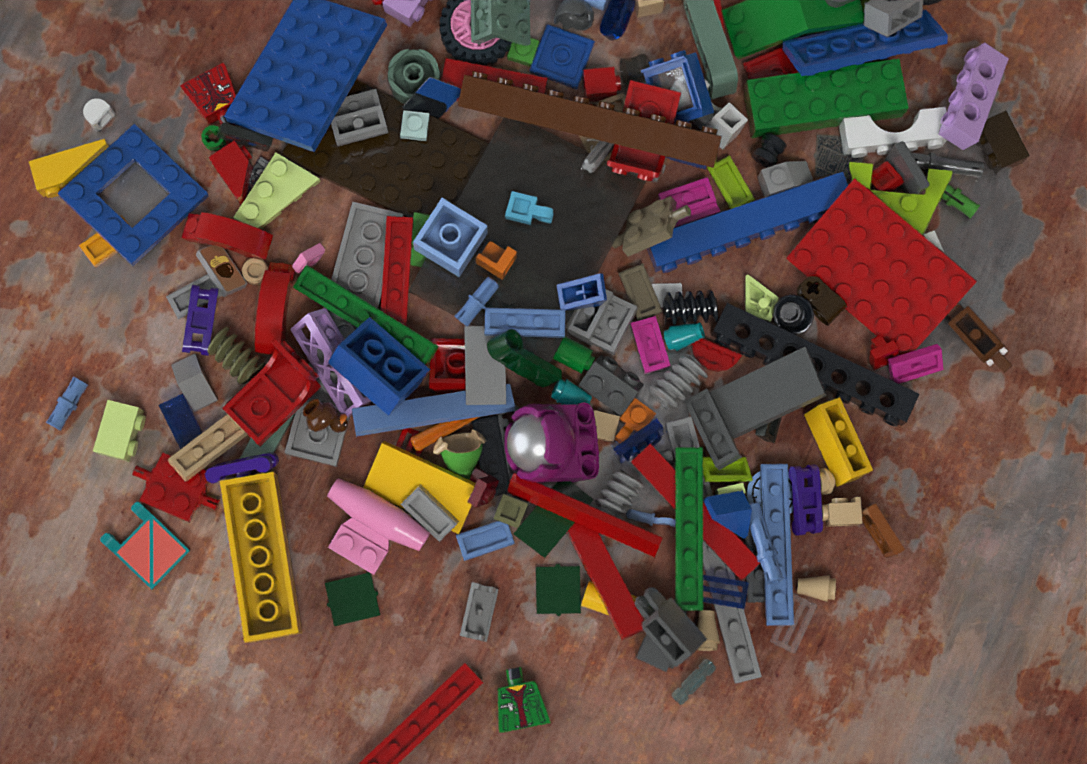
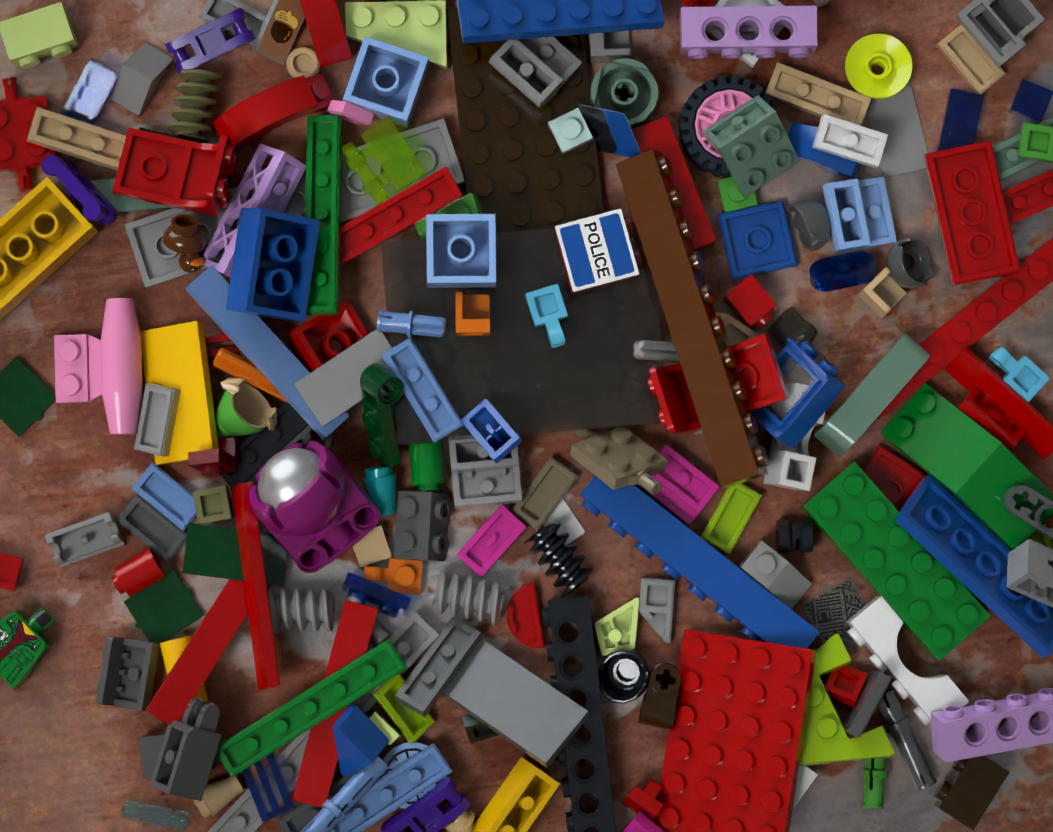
camera: 60 degrees right, 5 degrees up
(304, 220) = (387, 81): none -> light blue brick
(355, 247) = (391, 153): none -> clear neon green plate
(375, 69) = (609, 46): none -> light grey panel
(499, 563) = (152, 528): none -> dark grey tile
(507, 153) = (597, 252): none -> piece
(524, 590) = (138, 573): none -> red brick
(587, 639) = (127, 673): none -> dark grey bracket
(649, 518) = (300, 656): light blue piece -> none
(683, 335) = (522, 569): teal cone -> none
(759, 266) = (656, 605): none -> light grey tile

